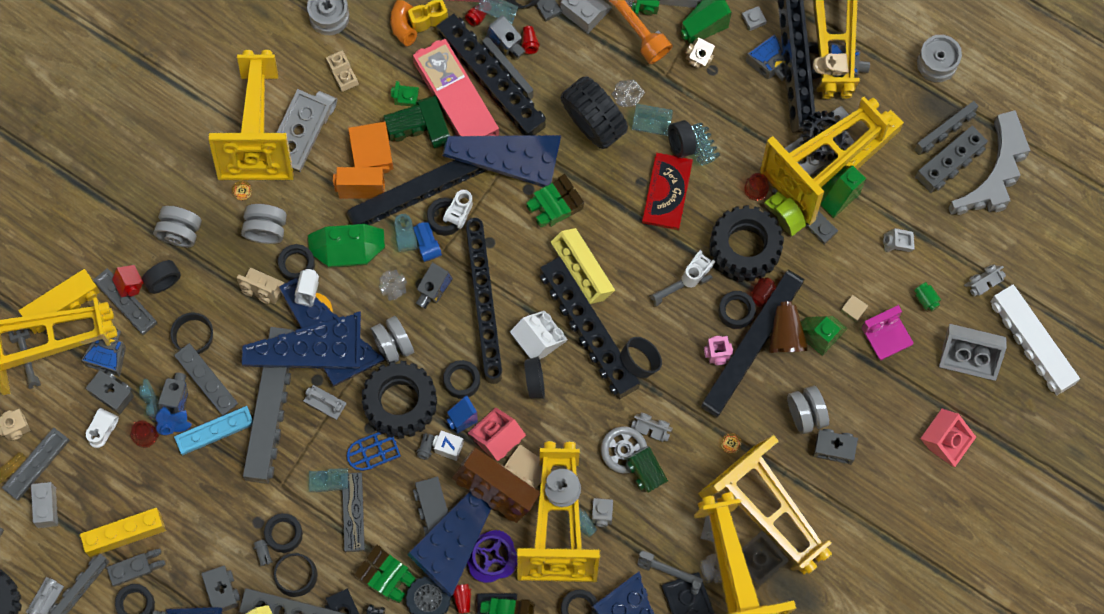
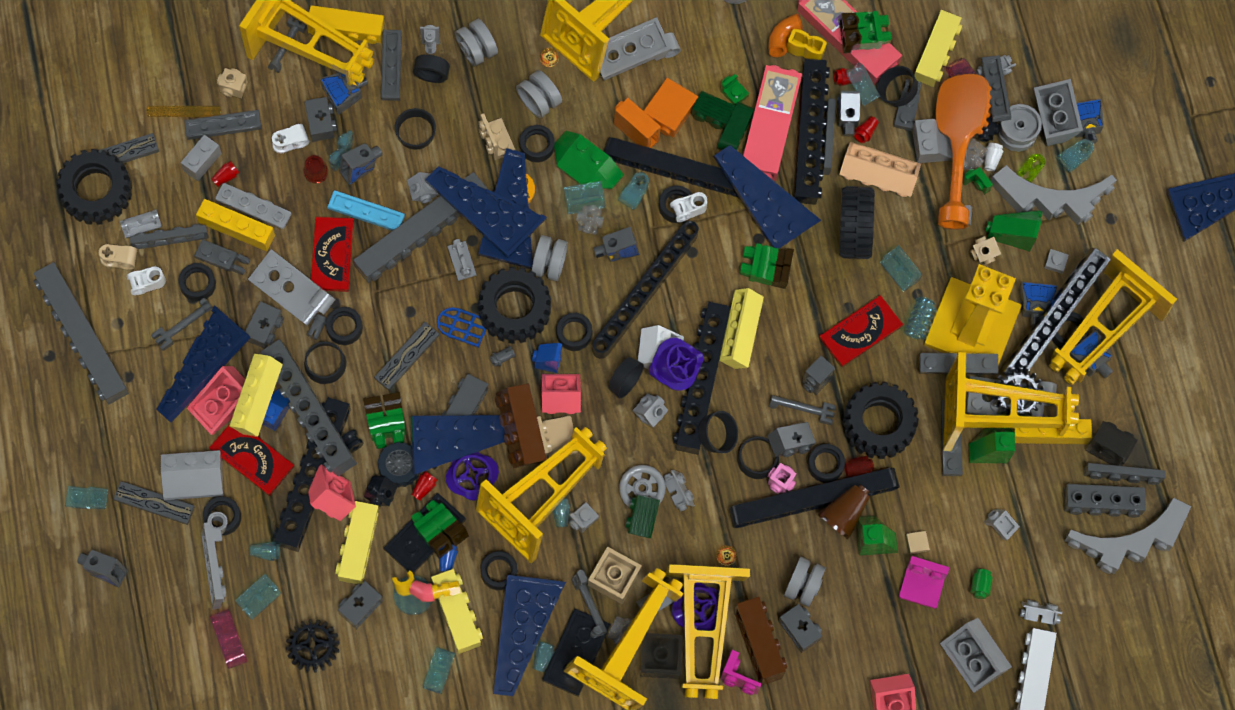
camera: 40 degrees right, 0 degrees up
(75, 500) = (225, 174): none -> red cone
(125, 504) = (253, 206): none -> light grey bracket
(127, 281) = (405, 51): red brick -> none
(136, 254) = (430, 37): none -> light grey hinge
(171, 423) = (339, 178): blue plate -> none
(206, 379) = (394, 169): dark grey plate -> none
(220, 487) = (332, 253): none -> red tile
(232, 536) = (306, 297): none -> light grey hinge
(241, 376) = (420, 189): none -> light grey brick
(306, 287) = (522, 165): white brick -> none
(328, 480) = (410, 317): clear light blue slope -> none
(342, 71) = (705, 33): tan slope -> none
(370, 271) = (585, 195): none -> clear light blue hinge
(428, 245) = (643, 214): blue piece -> none
(448, 445) = (518, 369): white brick -> none
(559, 480) = (565, 470): light grey piece -> none
(564, 334) = (673, 352): none -> dark purple piece
(568, 60) = (880, 169): none -> light nougat slope
(575, 386) = (650, 409): none -> light grey brick
(627, 93) = (900, 232): clear brick -> none
(668, 532) = (614, 575): none -> tan brick
(671, 250) = (818, 375): none -> dark grey brick
(682, 139) = (907, 301): black tyre -> none
(683, 367) = (748, 472): none -> black tyre
(698, 267) = (828, 406): white piece -> none
(698, 314) = (791, 439): none -> dark grey brick
(742, 111) = (975, 315): none -> yellow piece
(753, 158) = (975, 363): none -> dark grey brick
(756, 187) = (931, 387): clear red piece -> none
(769, 507) = (706, 625): none -> dark purple piece
(788, 213) = (934, 426): lime brick -> none
(816, 520) = (733, 679): none -> dark pink bracket
(819, 483) = (760, 641): none -> reddish brown brick
(831, 64) = (1075, 344): tan piece -> none
(921, 115) = (1111, 444): none -> clear smoke brick
(939, 58) = (1170, 415): light grey wheel -> none

